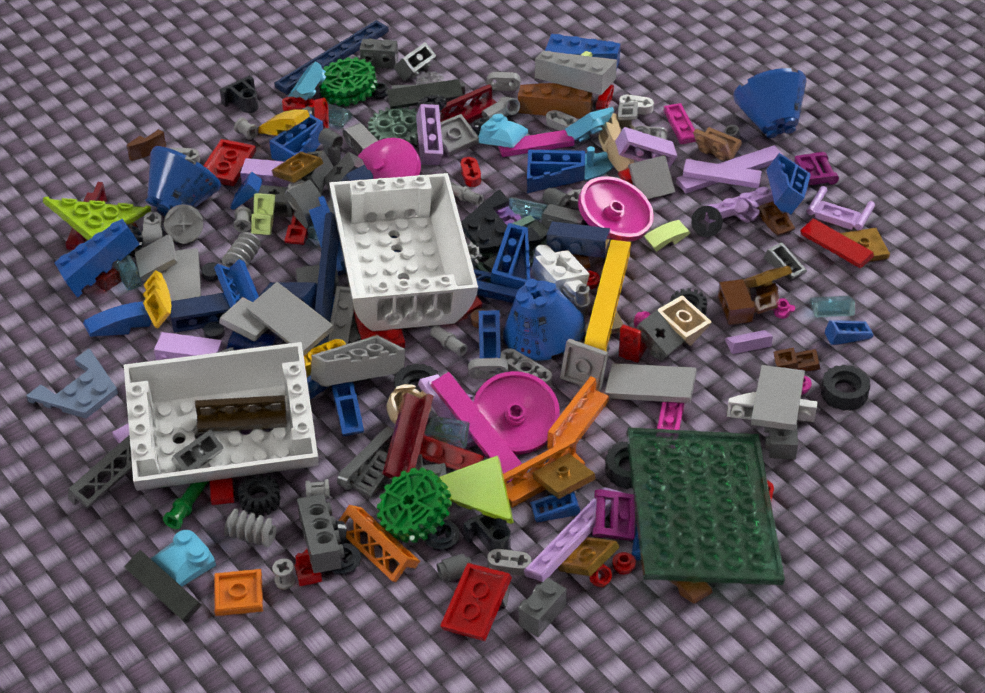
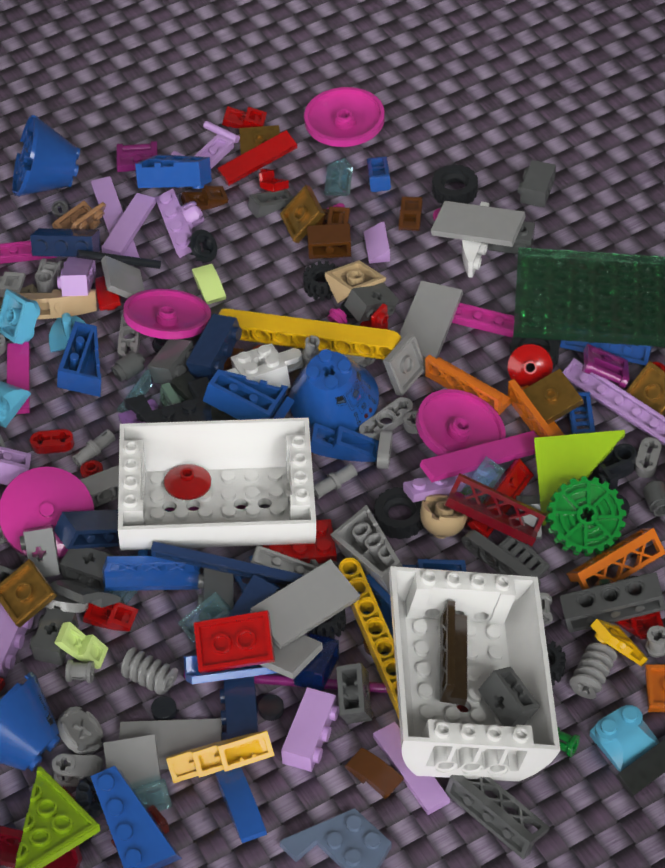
camera: 80 degrees left, 5 degrees up
(246, 279) = (234, 642): none -> red plate
(247, 190) = (48, 646): blue slope -> none
(279, 539) = (617, 639): none -> yellow wing
(287, 272) = (212, 608): none -> clear light blue slope
(418, 239) = (187, 482): none -> red dish
(603, 457) = (529, 354): none -> red dish
(673, 171) = (135, 261): none -> black bar
(679, 133) = (64, 241): none -> dark blue brick
(808, 256) = (270, 183): none -> red slope
(858, 446) = (537, 183): none -> dark grey brick
(893, 230) = (241, 119): none -> red slope
(911, 292) = (344, 116): none -> dark pink dish

